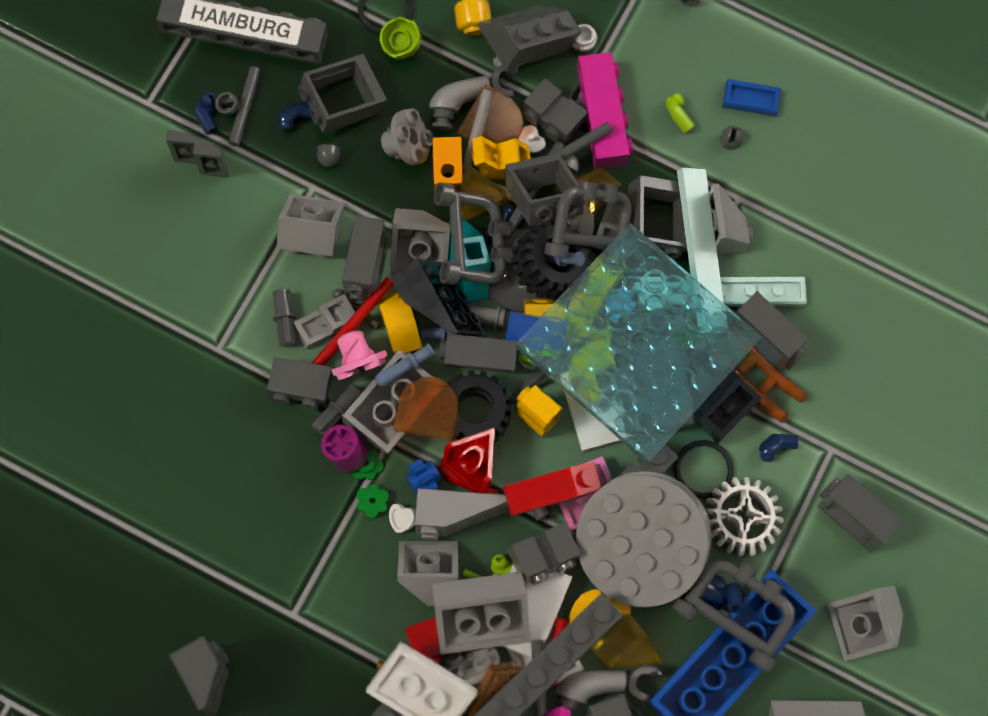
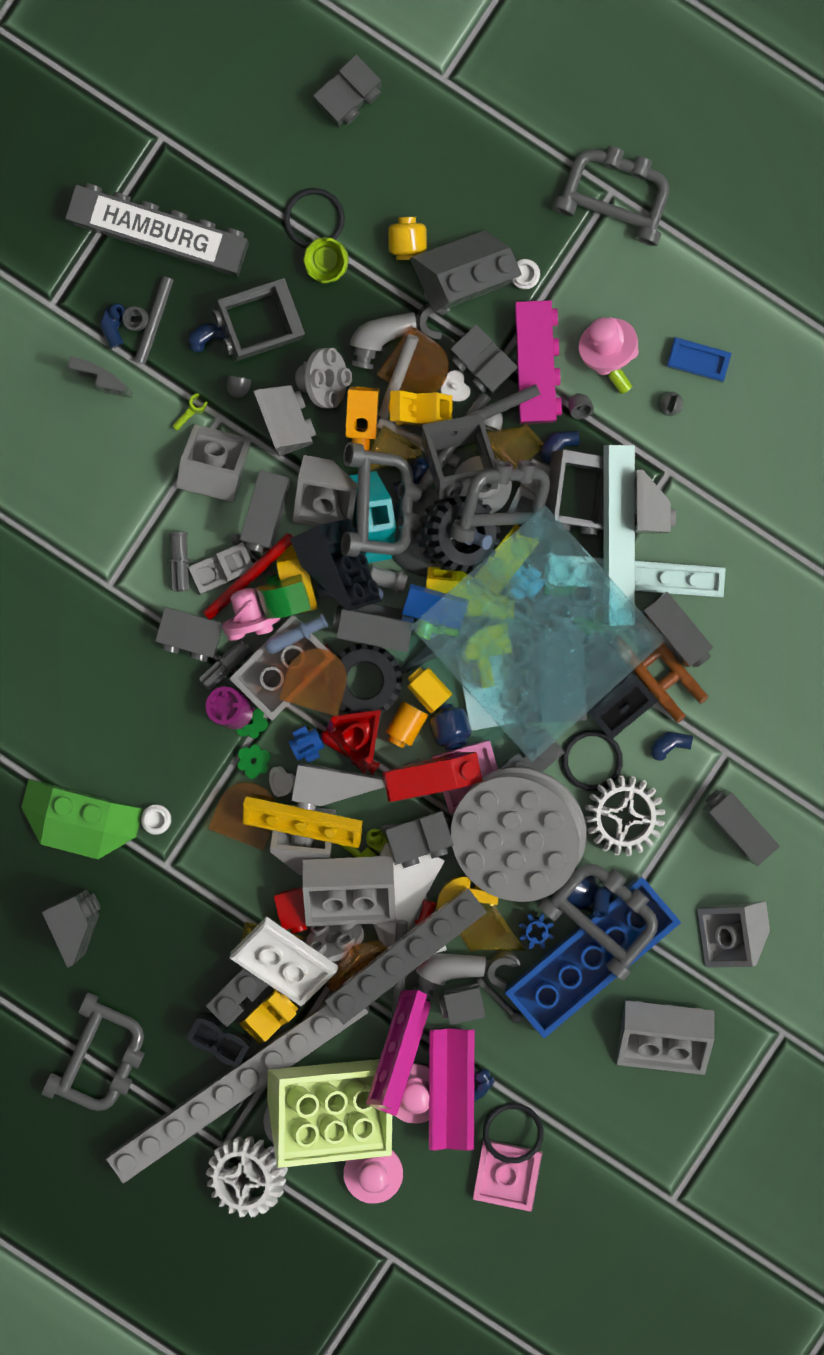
camera: 10 degrees right, 15 degrees up
(202, 574) = (78, 820): none -> bright green wedge
(279, 567) = (156, 819): none -> white plate
(287, 181) = (189, 412): none -> lime hand
(369, 554) = (229, 815): none -> clear orange tile
(374, 175) = (284, 418): none -> light grey slope
(388, 332) = (283, 597): none -> green brick
(427, 549) = (302, 822): none -> yellow tile
(519, 449) = (406, 725): none -> light orange brick
(562, 447) = (450, 727): none -> dark blue head
(630, 176) = (557, 441): none -> dark blue arm
(649, 145) = (580, 406): none -> dark grey hinge
(667, 86) = (608, 345): none -> bright pink plate
(674, 630) = (532, 938): none -> blue gear

